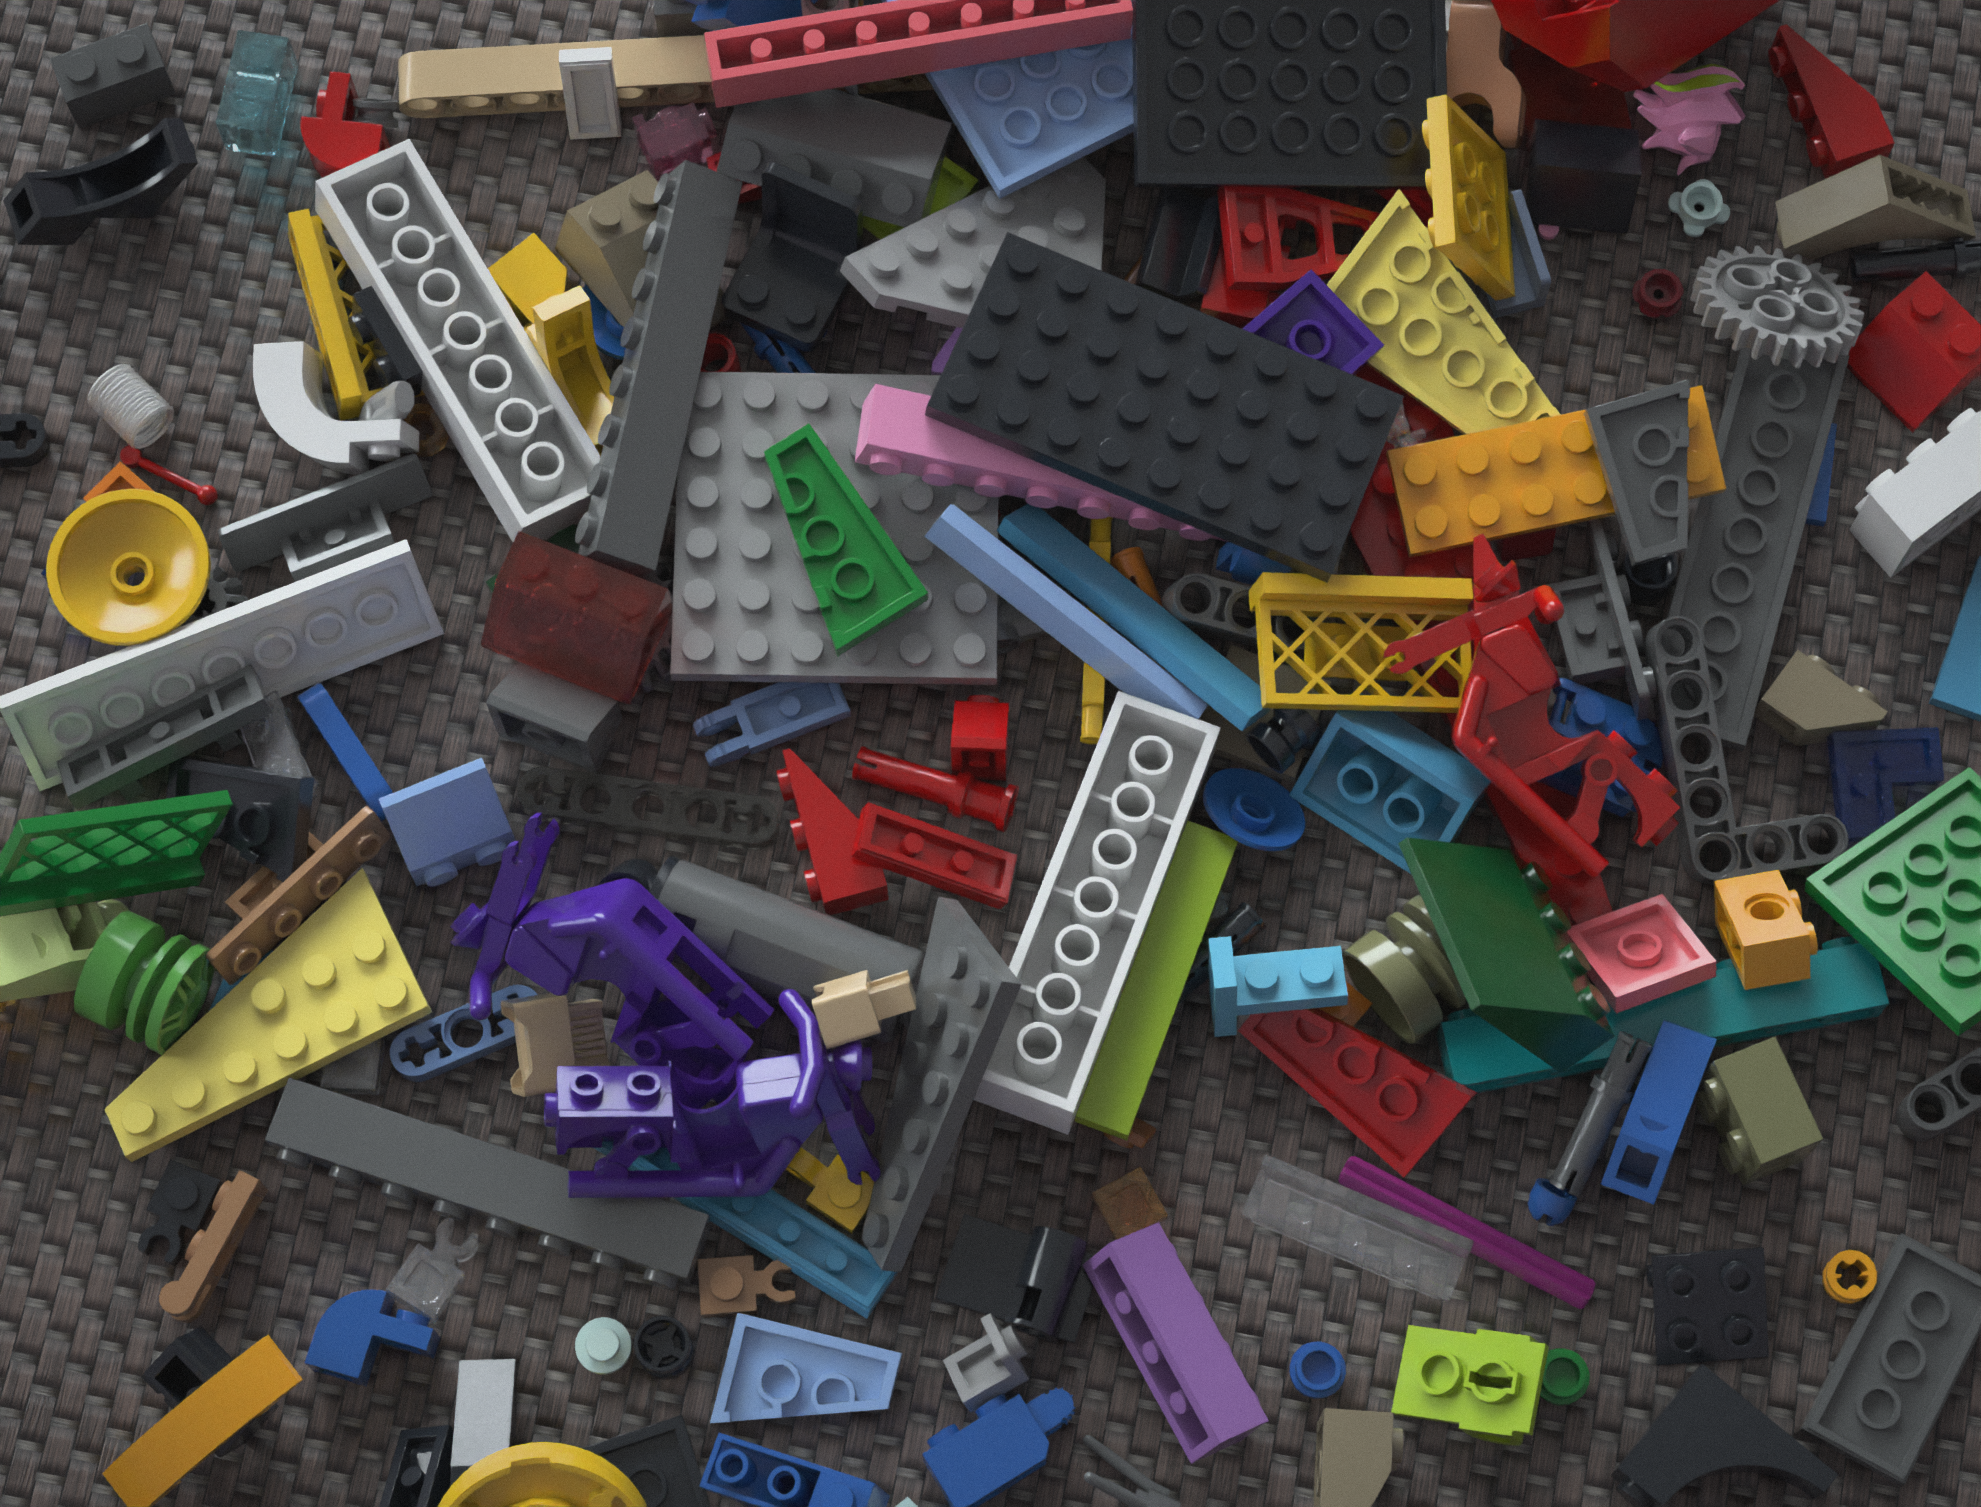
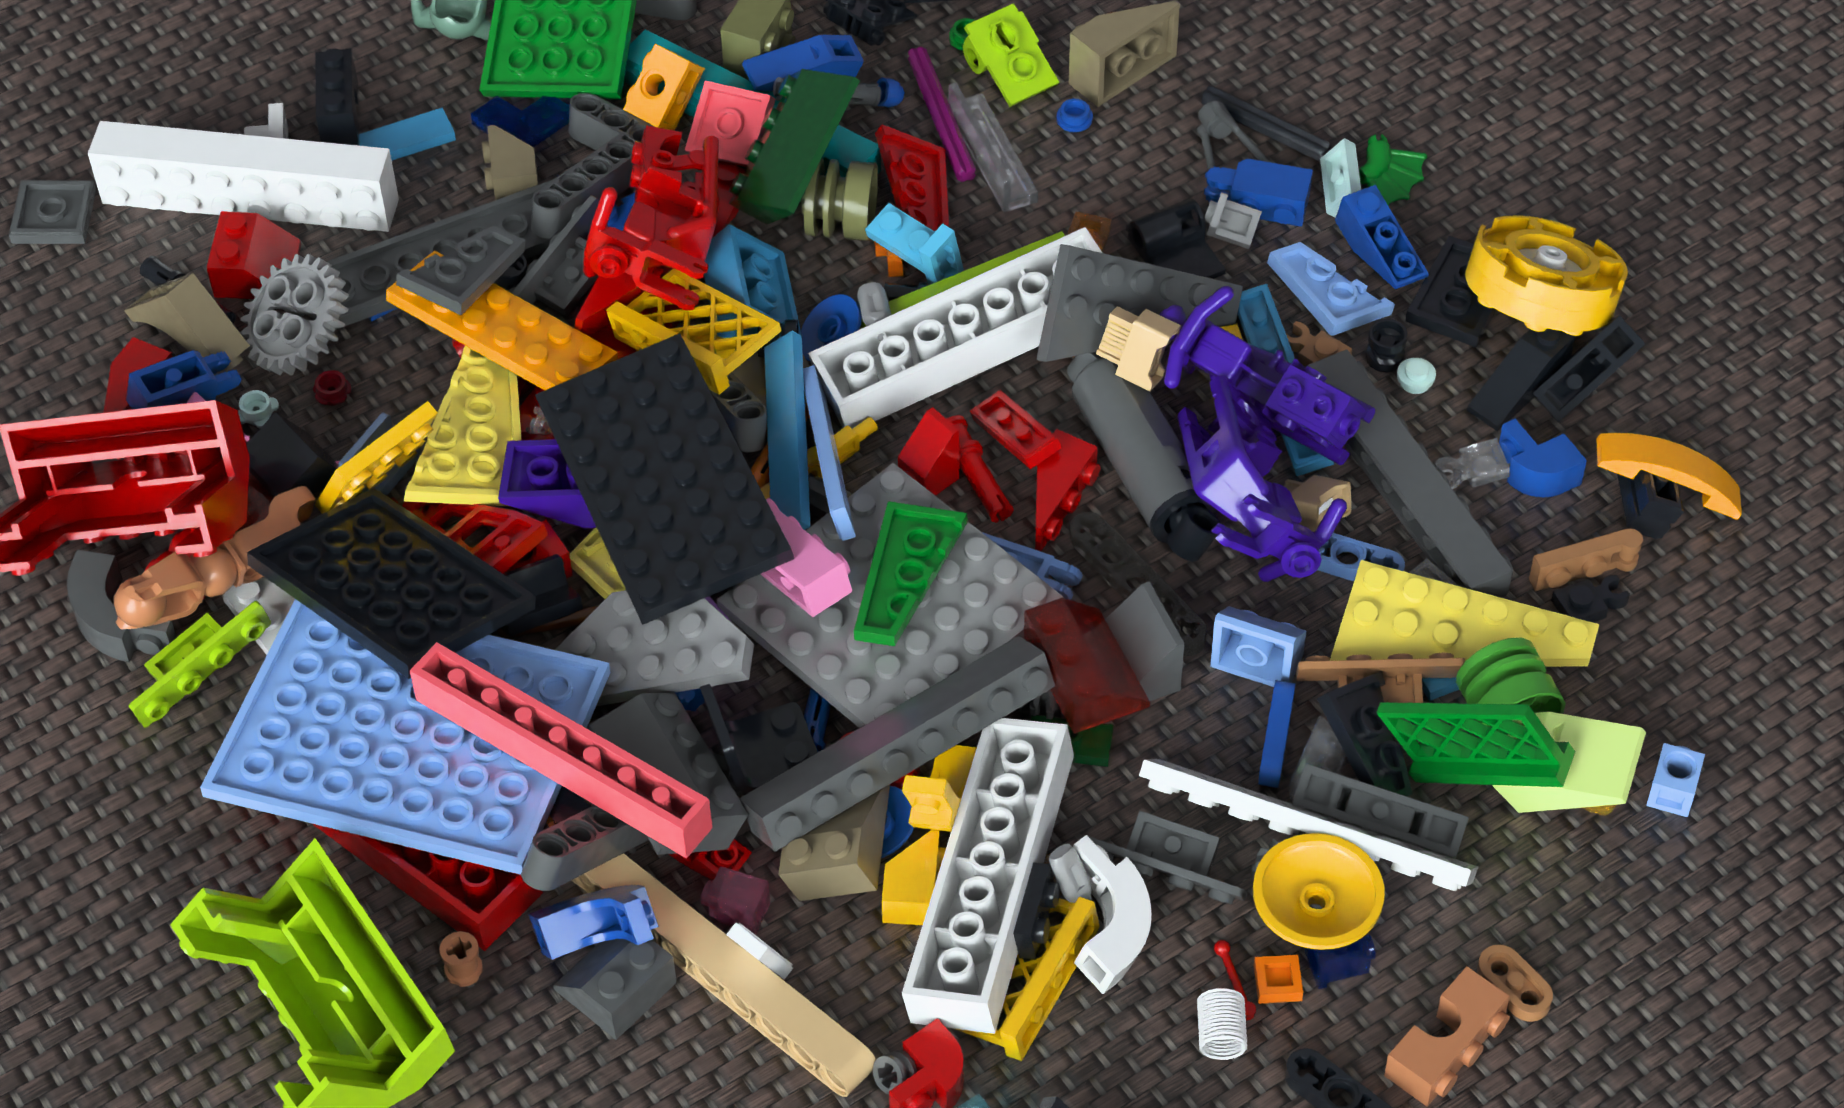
camera: 135 degrees left, 20 degrees down
(1175, 1342) = (1132, 160): medium lavender brick -> none
(1219, 852) = (873, 304): none -> light grey piece
(1769, 120) = (178, 378): none -> blue hinge

